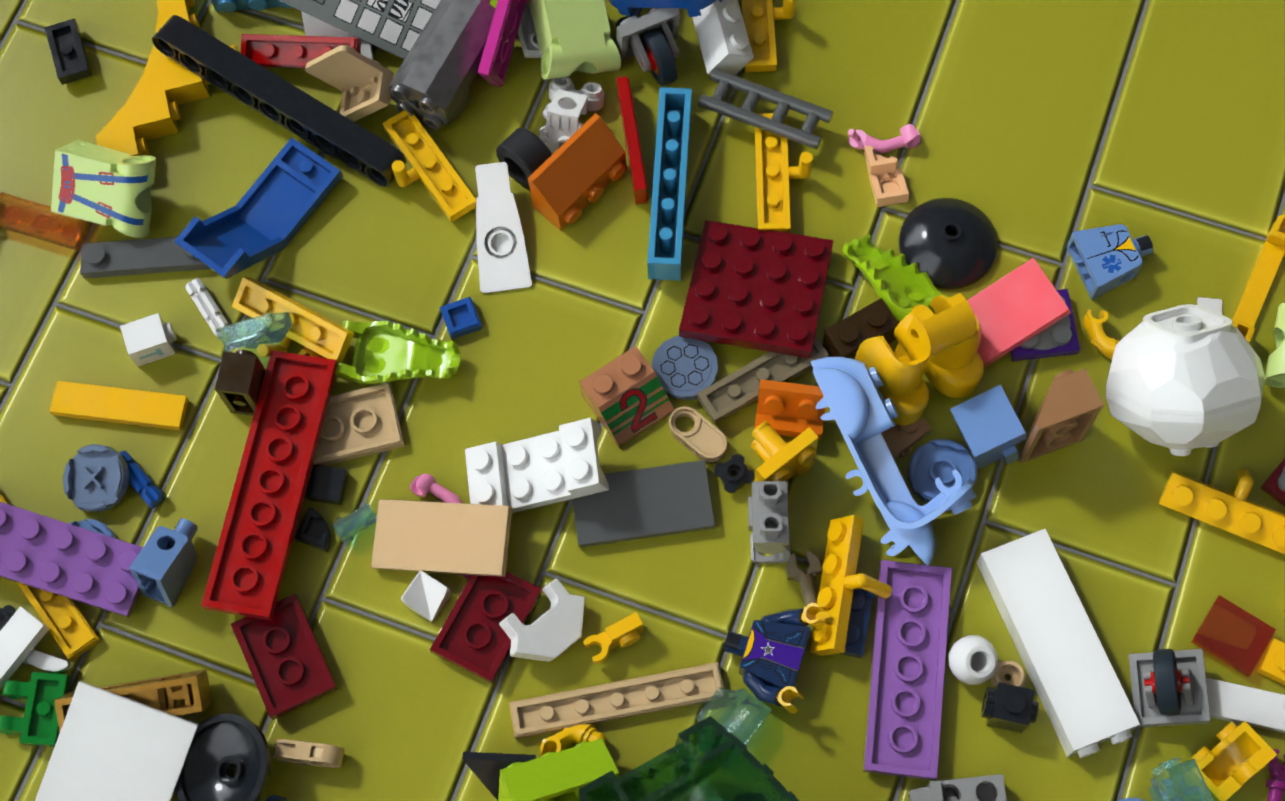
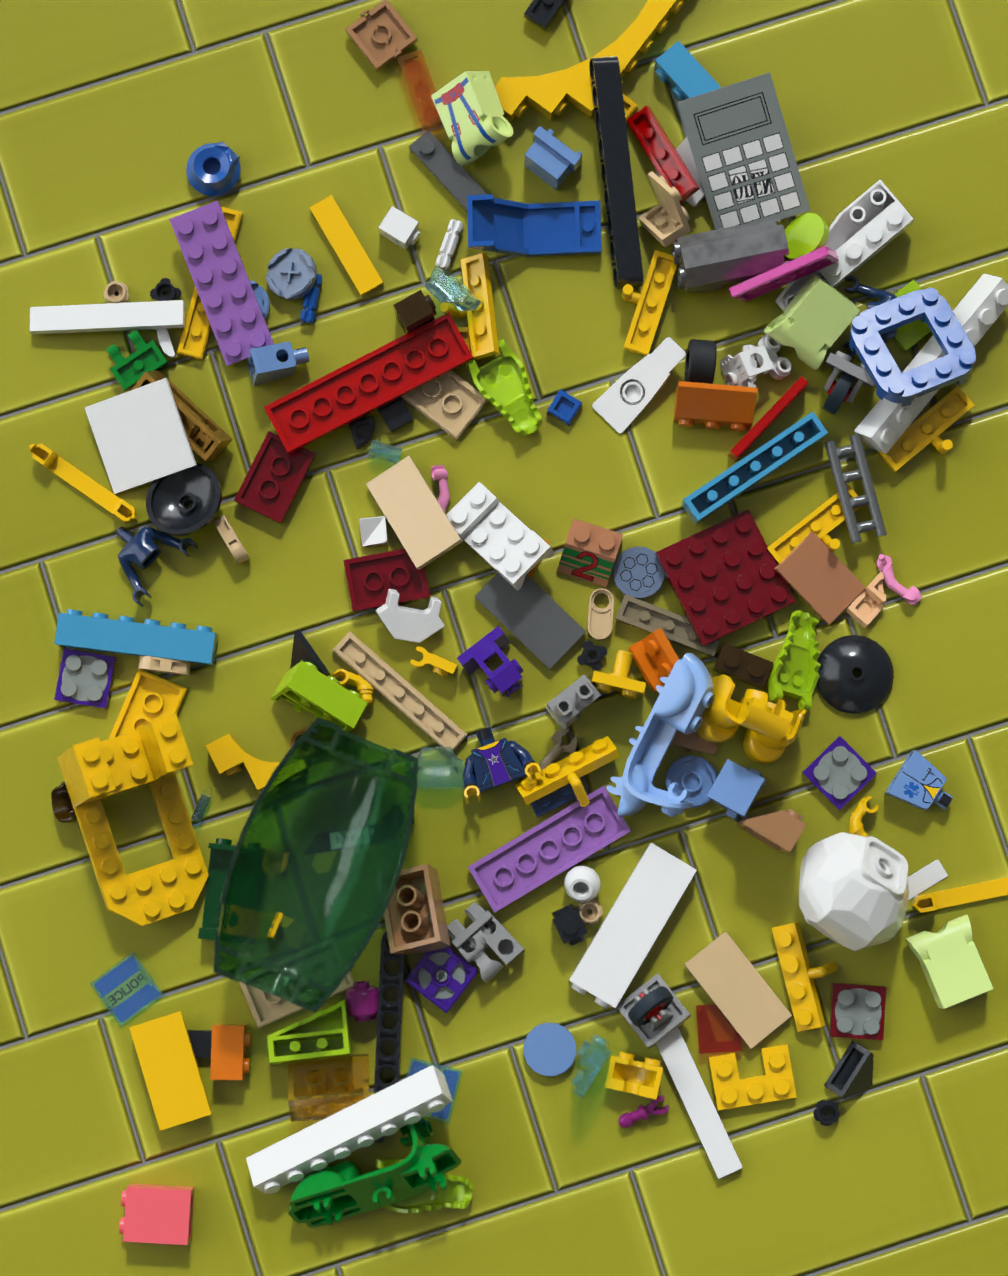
camera: 50 degrees right, 15 degrees up
(212, 149) = (551, 158): none -> medium blue plate
(690, 579) = (506, 677): none -> dark purple tile
(827, 202) = (820, 578): none -> nougat tile
(1016, 310) = (830, 749): coral tile -> none
(1203, 585) = (737, 989): none -> tan tile

